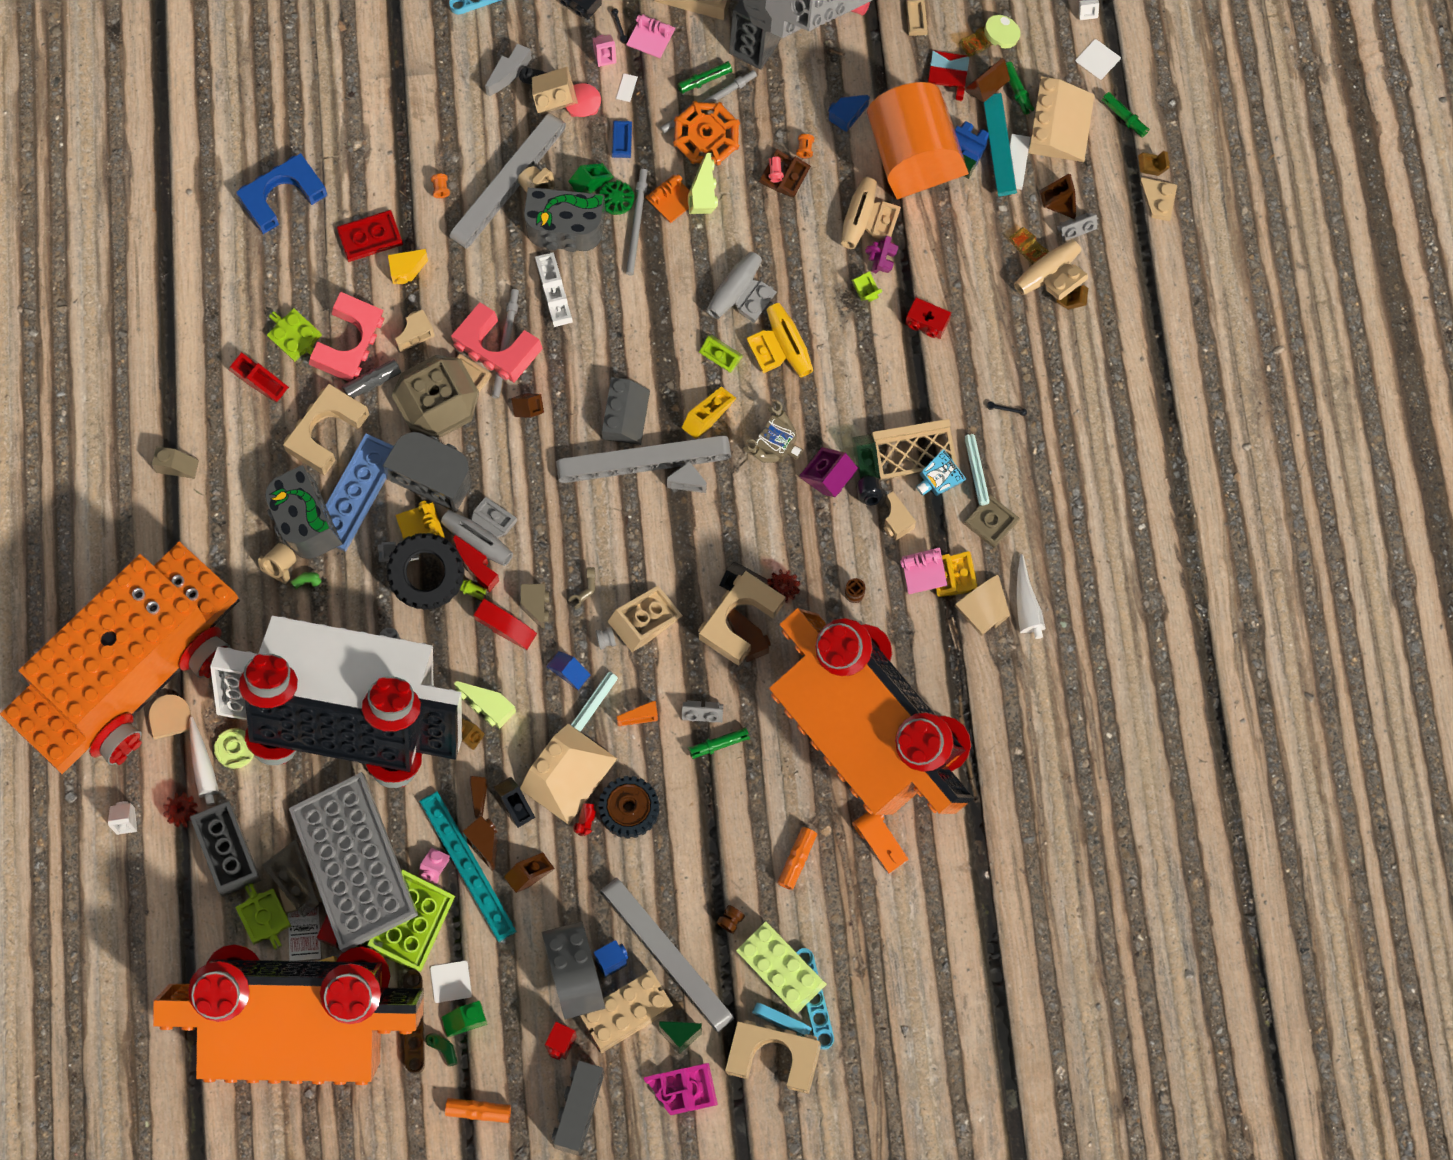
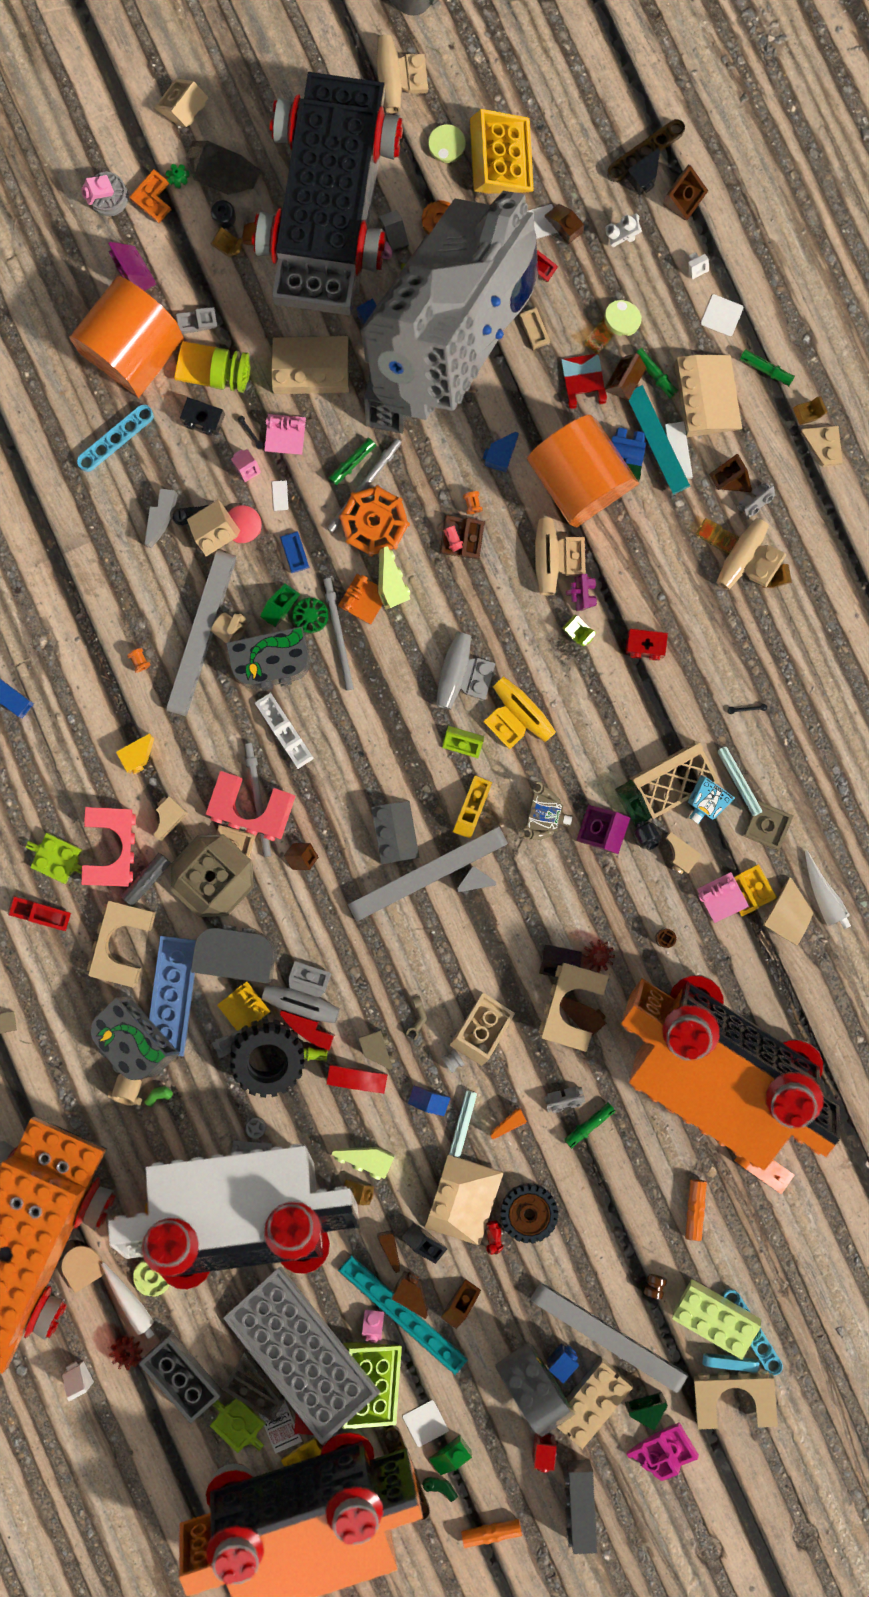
camera: 15 degrees left, 15 degrees up
(369, 235) = (89, 732): red tile -> none

